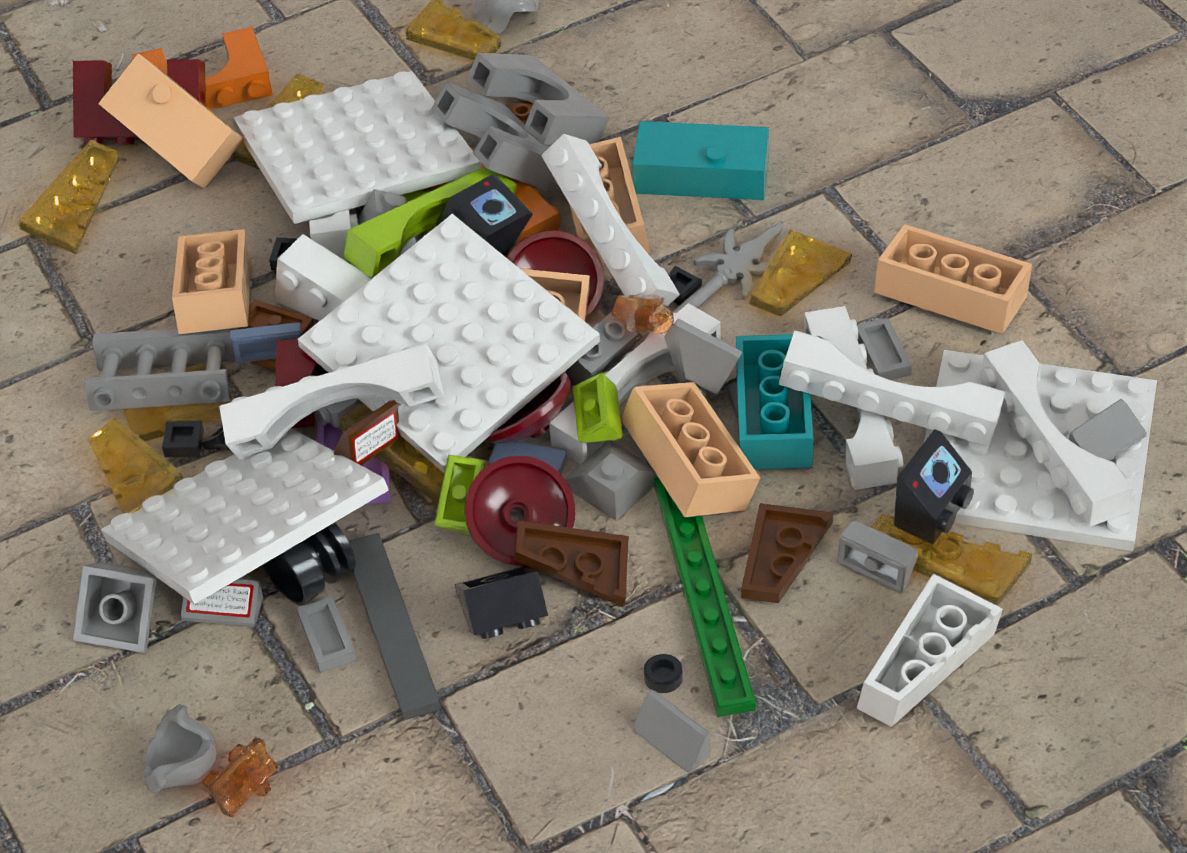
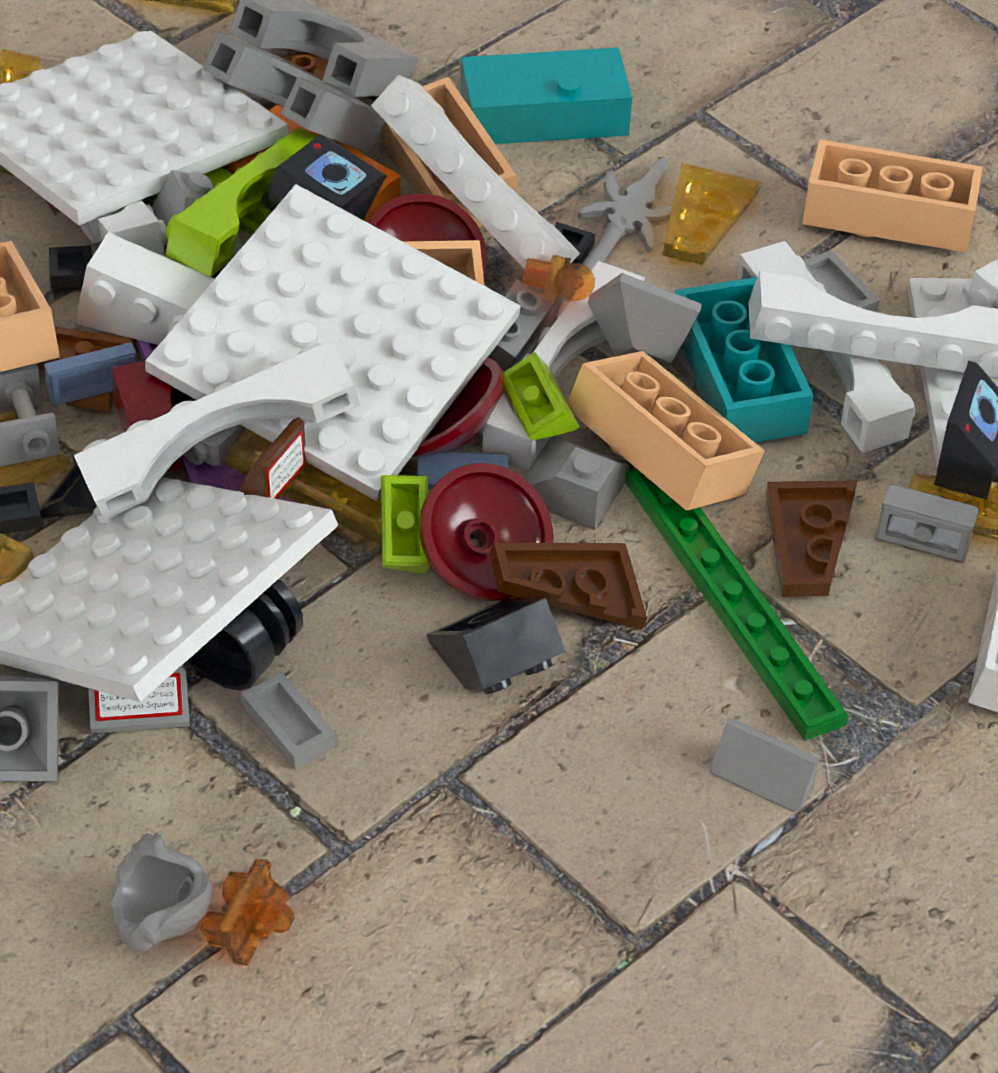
camera: 20 degrees left, 0 degrees up
(393, 629) = (375, 704): dark grey tile -> none
(663, 673) = (722, 699): black tile -> none

